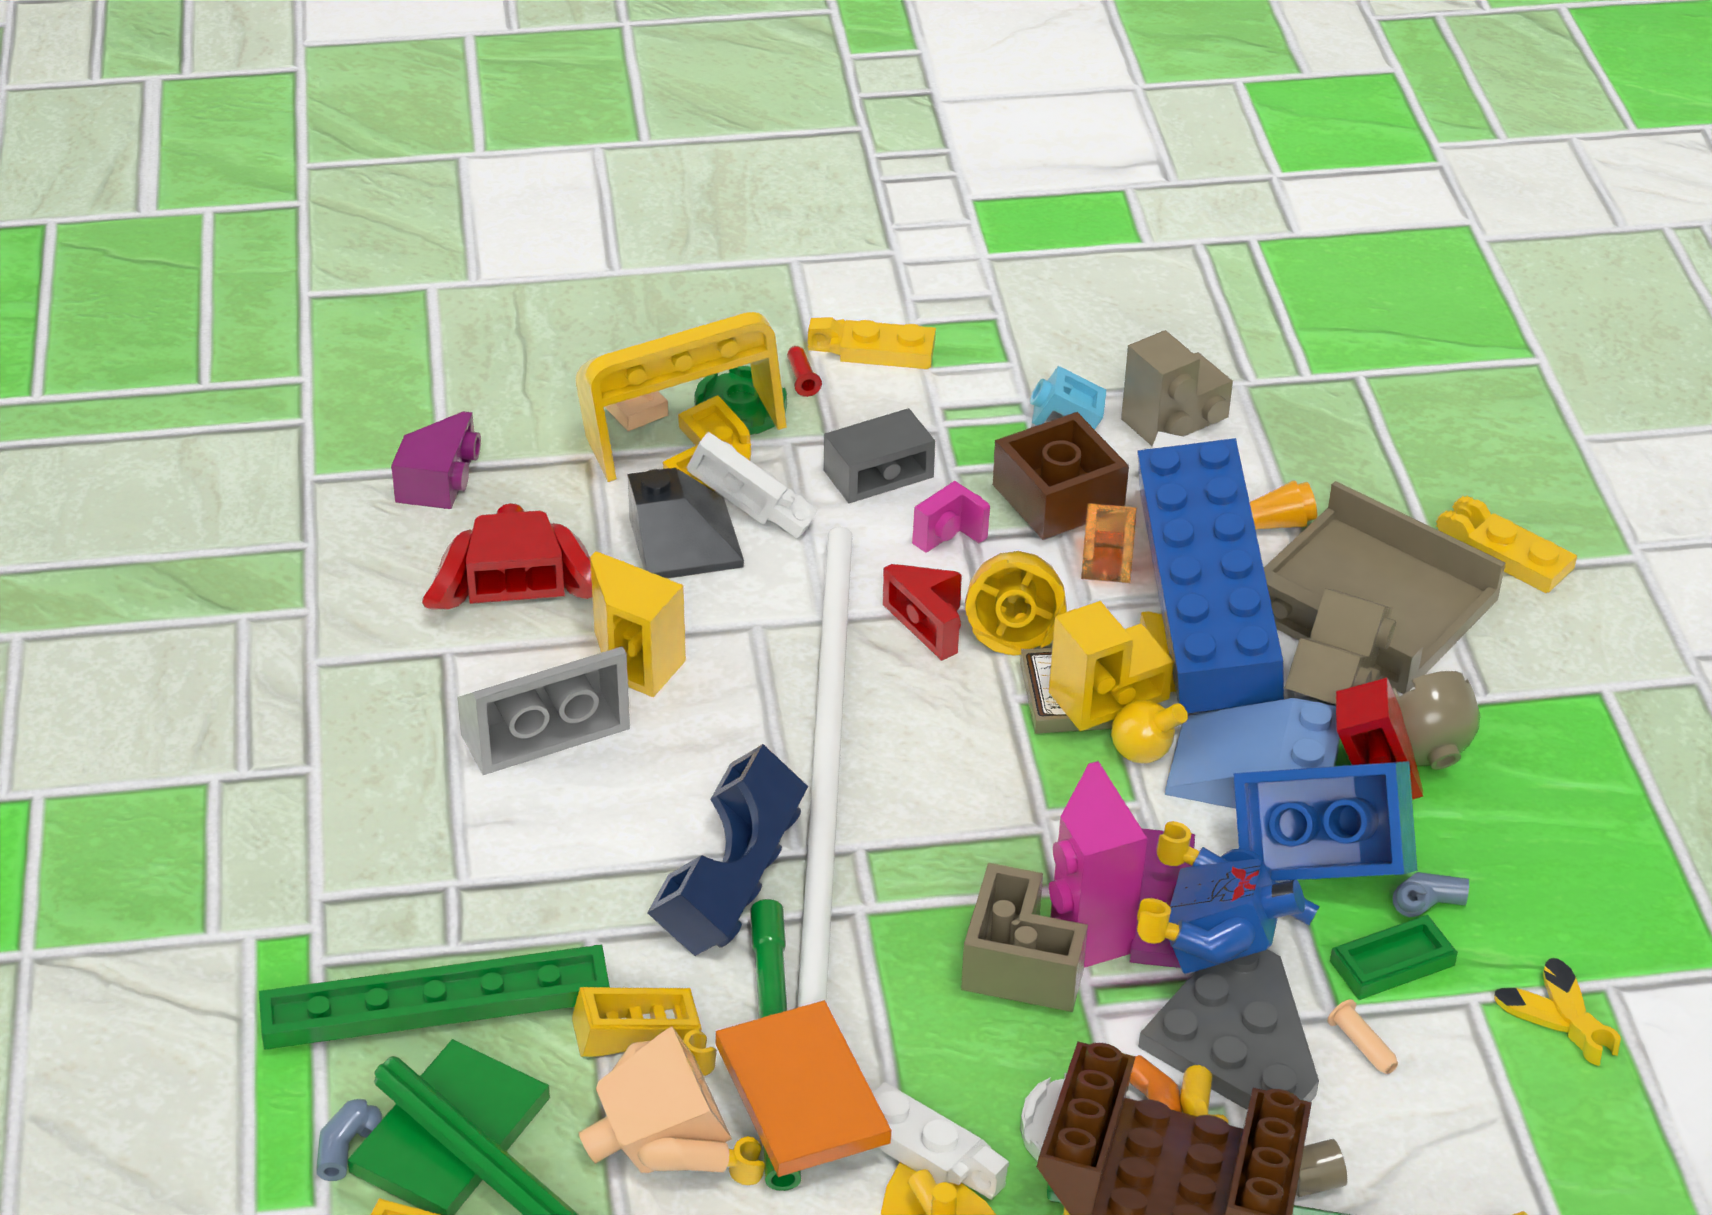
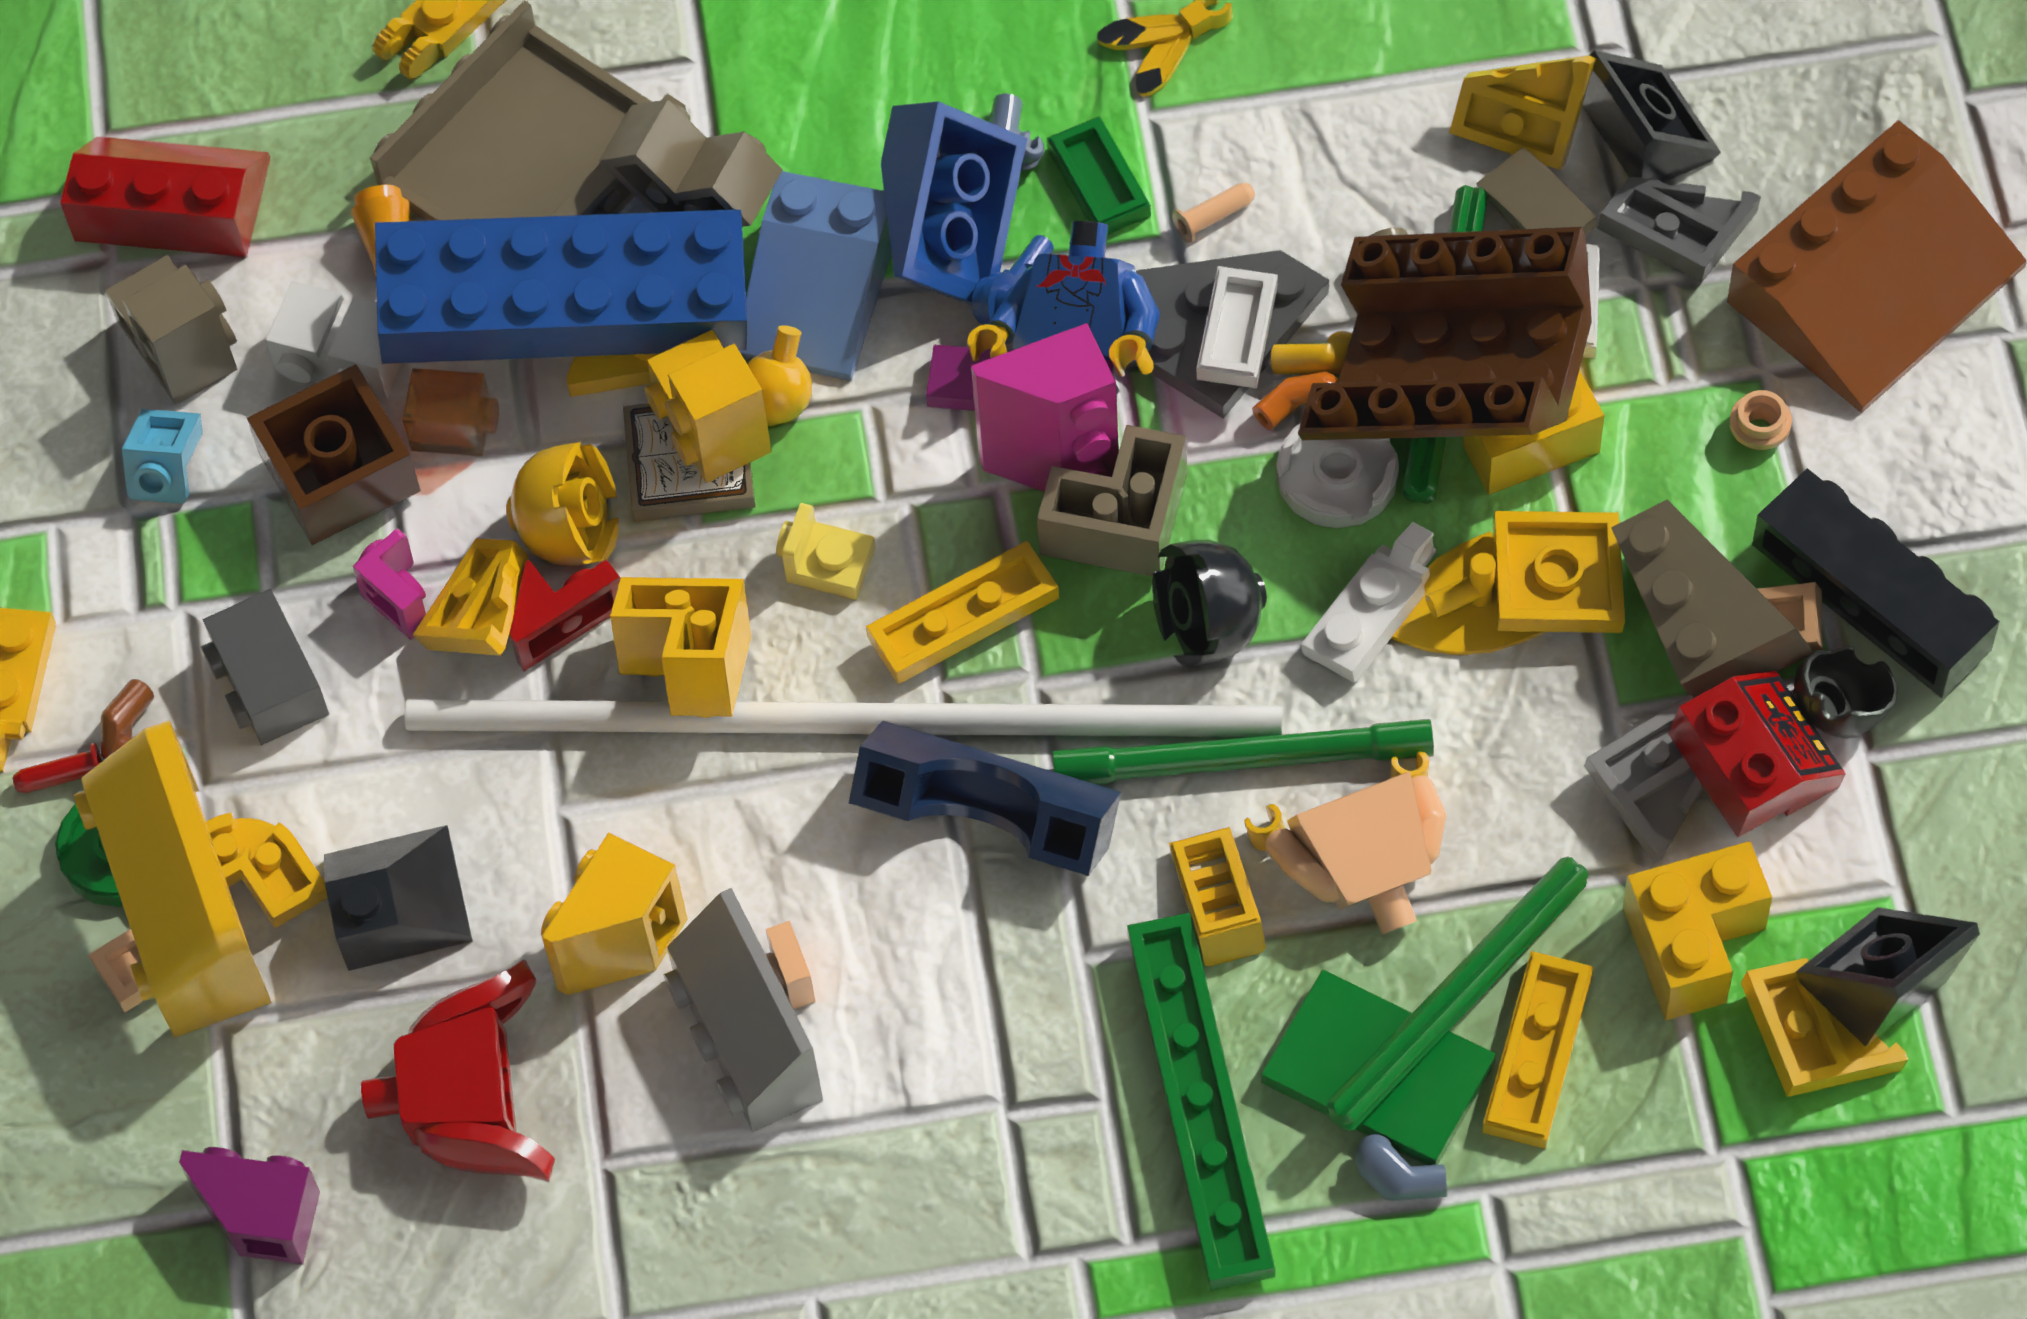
camera: 85 degrees left, 20 degrees up
(592, 739) = (790, 965): none -> light nougat plate
(749, 486) = (337, 808): white hinge -> none
(802, 1088) = (1333, 709): orange tile -> none
(834, 389) = (121, 713): none -> dark orange arm
(881, 668) = (690, 634): none -> yellow brick
(919, 552) = (477, 601): none -> yellow wing
(920, 1002) = (1207, 600): none -> black cylinder
(921, 850) = (962, 612): none -> yellow plate
(982, 763) = (824, 555): none -> light yellow bracket
(1217, 1030) = (1237, 327): none -> white tile
(1307, 394) = (164, 195): none -> red slope
(1374, 728) = (826, 143): red slope -> none
(1439, 717) = (779, 98): dark tan cylinder -> none

